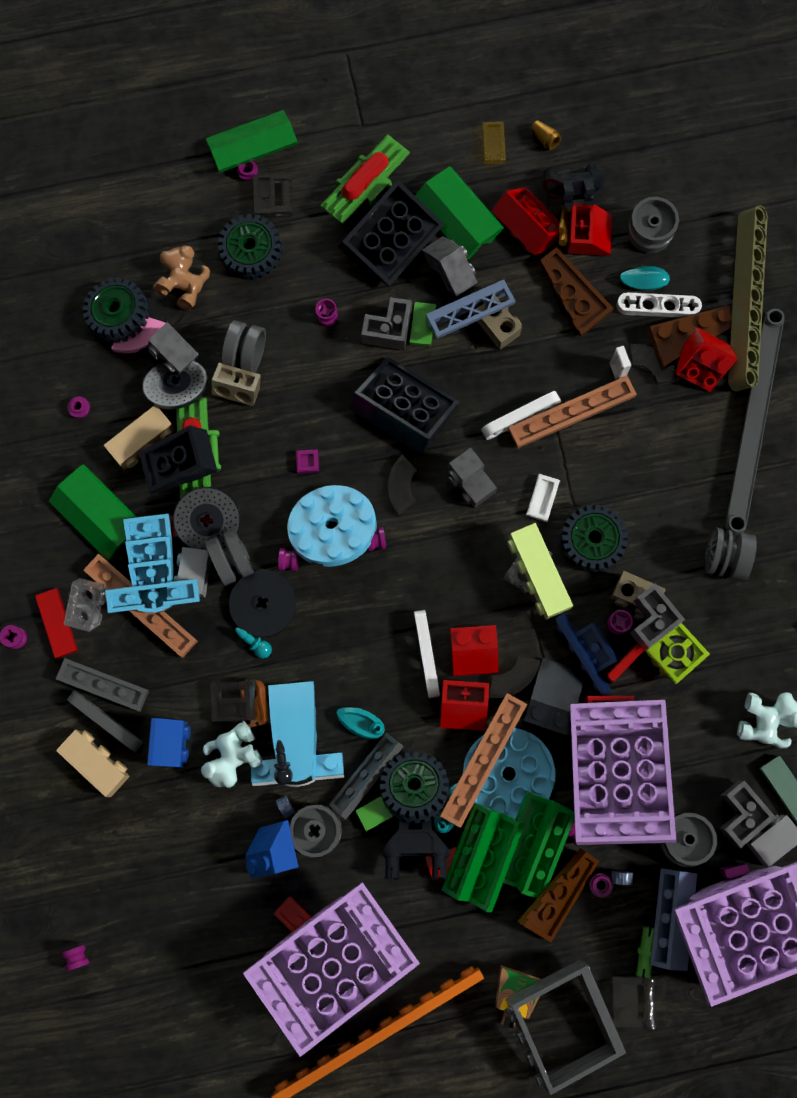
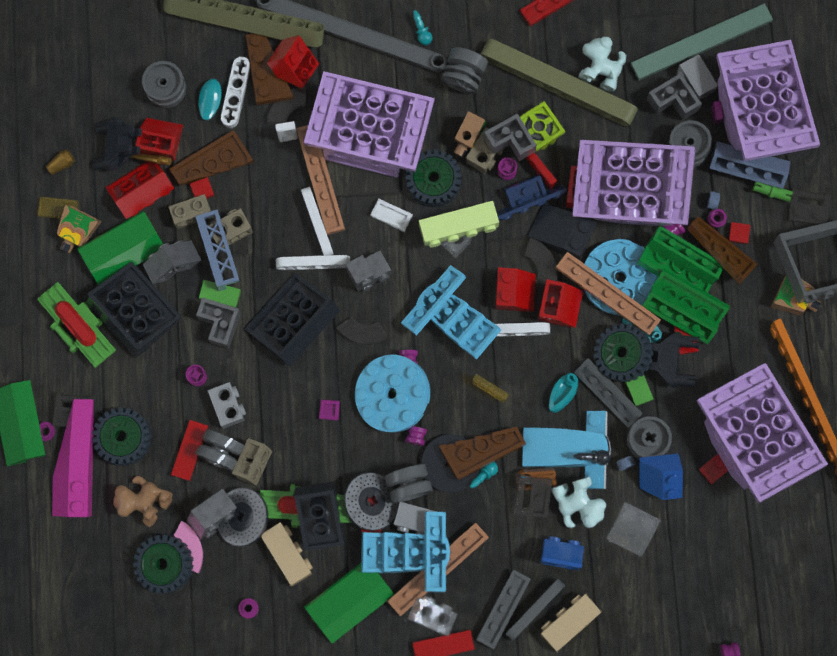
camera: 85 degrees left, 0 degrees up
(209, 824) = (633, 529): none -> clear slope
(213, 204) = (75, 464): none -> dark pink wedge
(224, 316) = (186, 457): none -> red tile
(277, 633) = (474, 454): none -> reddish brown wing
(294, 344) = (222, 407): none -> light grey brick
(353, 636) = (490, 388): none -> clear yellow tile
(431, 580) = (452, 315): none -> medium azure slope
(473, 417) = (312, 262): none -> white beam
(474, 160) = (76, 227): none -> torso
(507, 268) = (185, 212): none -> dark tan brick
(539, 287) = (202, 187): none -> red tile
(586, 915) = (739, 233): none -> red tile
(643, 448) = (368, 124): none -> lavender wedge
(663, 571) = (472, 126): none -> medium nougat torso
(737, 671) = (559, 82): none -> olive beam
(766, 505) = (424, 36): none -> teal bar

